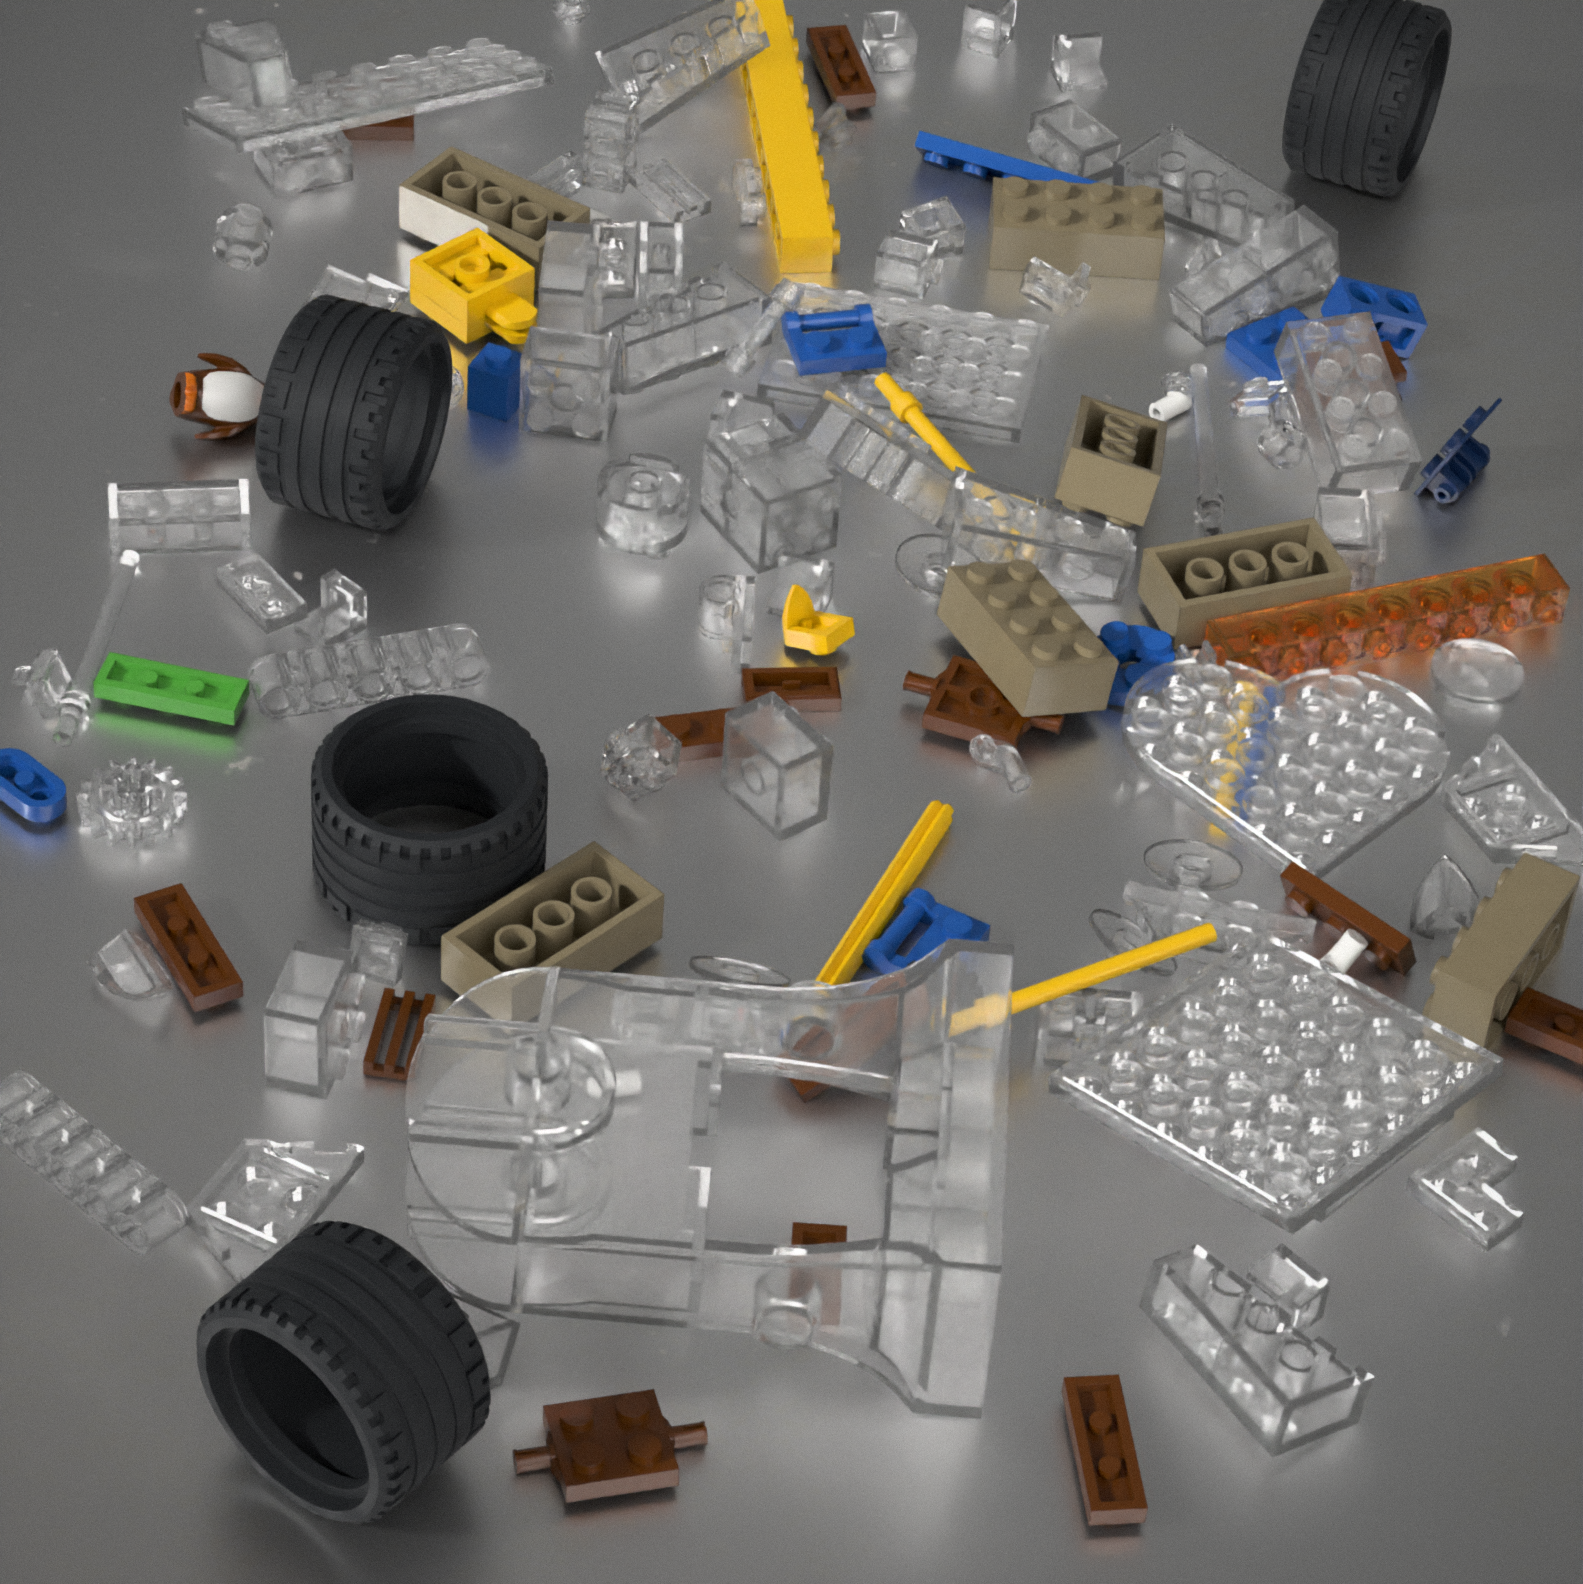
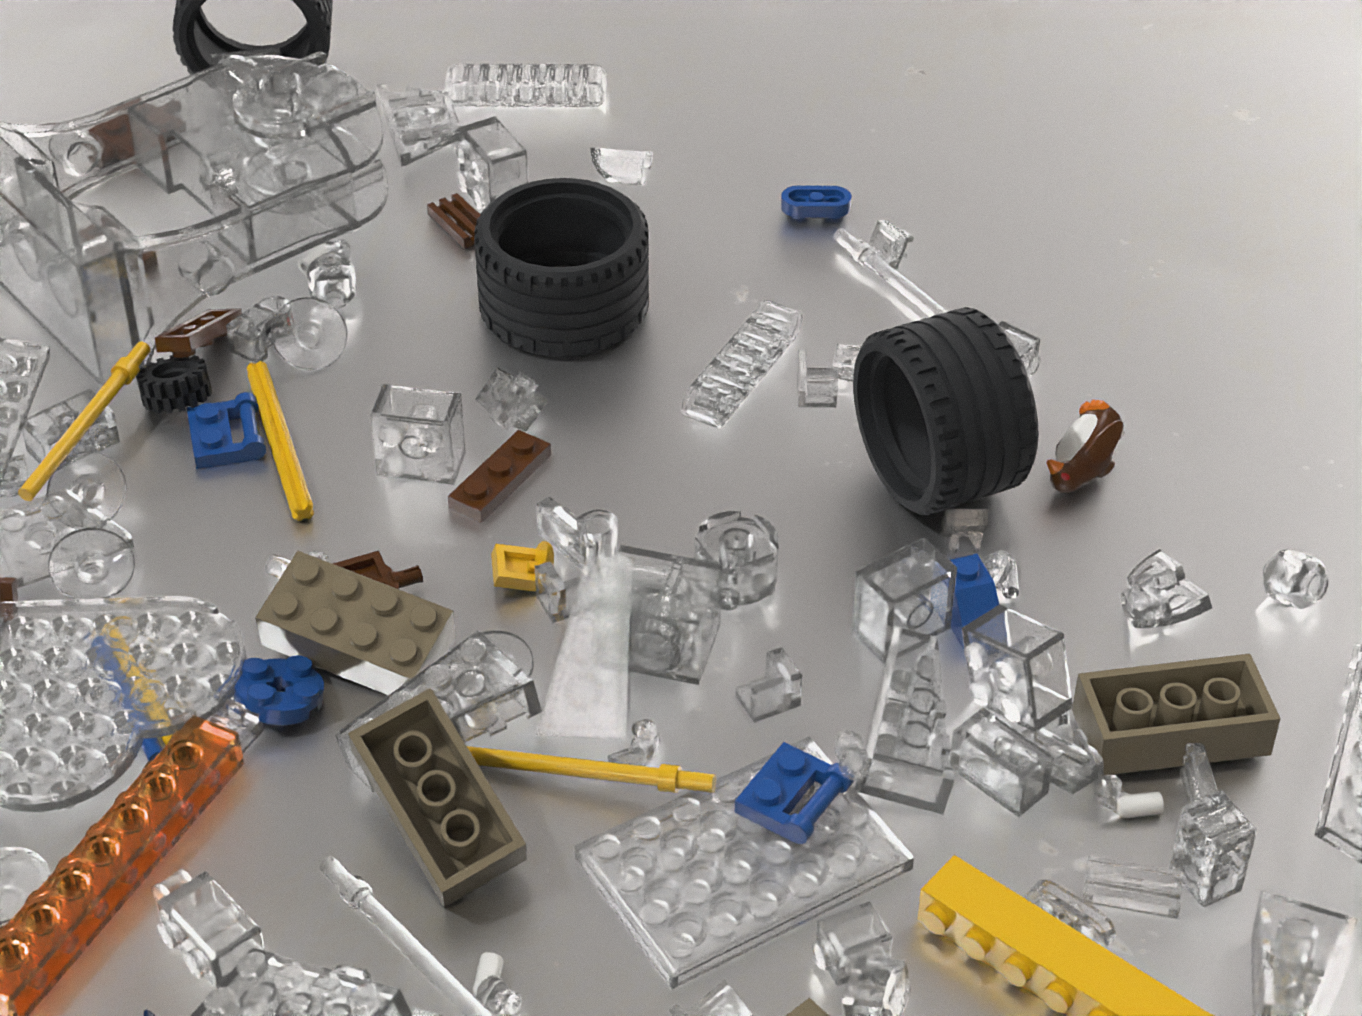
camera: 140 degrees right, 0 degrees up
(132, 802) = (749, 222): clear gear -> none
(171, 688) = (831, 287): bright green plate -> none
(188, 947) = (643, 190): reddish brown plate -> none
(475, 288) = (1097, 630): yellow brick -> none
(573, 916) = (429, 282): dark tan brick -> none
(803, 687) = (497, 532): reddish brown tile -> none
(1237, 575) = (244, 799): dark tan brick -> none

